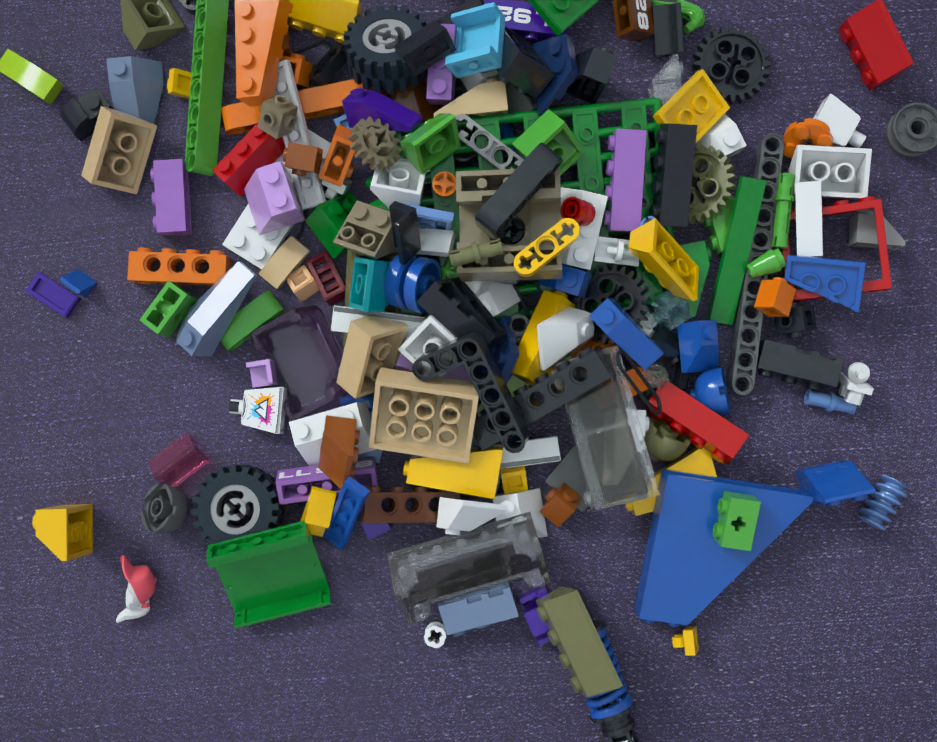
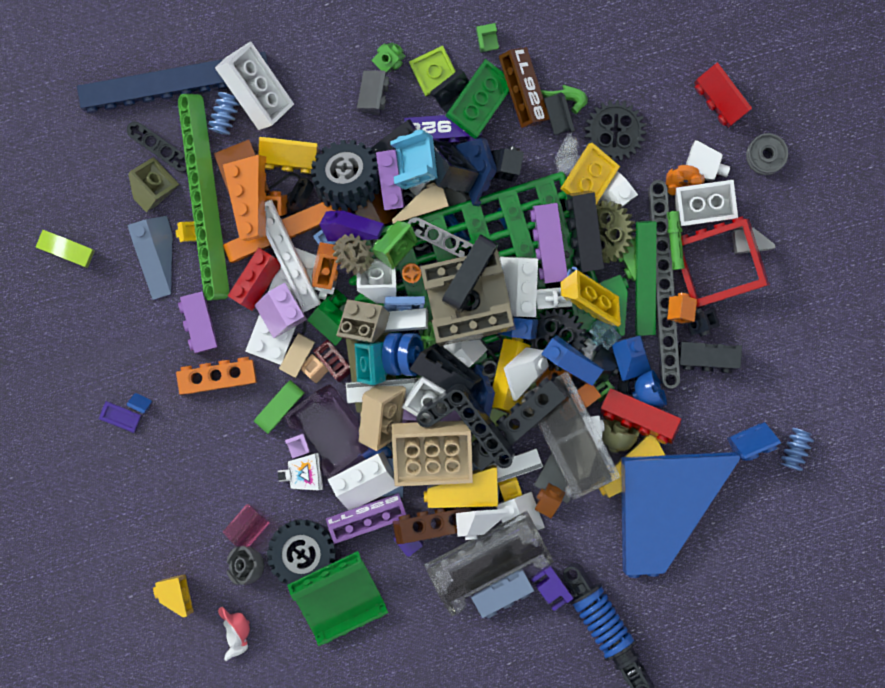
camera: 20 degrees left, 0 degrees up
(83, 113) = (116, 271): black brick -> none
(118, 150) = (150, 295): tan slope -> none
(168, 309) = (215, 411): bright green brick -> none
(213, 312) = (251, 406): sand blue wedge -> none
(277, 116) = (272, 246): dark tan brick -> none
(302, 158) = (298, 274): dark orange brick -> none
(319, 510) = (365, 542): yellow slope -> none
(338, 449) = (372, 492): dark orange slope -> none
(346, 512) = (387, 540): blue tile -> none
(405, 230) = (390, 317): black panel -> none
(425, 47) = (376, 173): black panel -> none
(432, 641) = (472, 625): white bush -> none
(476, 252) = (447, 325): olive pin -> none
(554, 134) = (485, 222): bright green slope -> none
(566, 241) = (512, 303): yellow beam -> none
(577, 642) = (581, 599): olive slope -> none
(579, 210) = (517, 276): red wheel -> none
(633, 384) = (584, 398): black piece -> none
(656, 375) = (602, 387): clear tile -> none
(688, 639) = (669, 585): yellow tile -> none
(740, 532) = (689, 493): bright green brick -> none
(767, 263) = (670, 284): bright green cone -> none
(809, 218) = (696, 243): white tile -> none
(828, 401) = (742, 379): medium blue pin -> none
(832, 278) = (718, 285): blue wing -> none
(855, 384) = (757, 361): white hips -> none

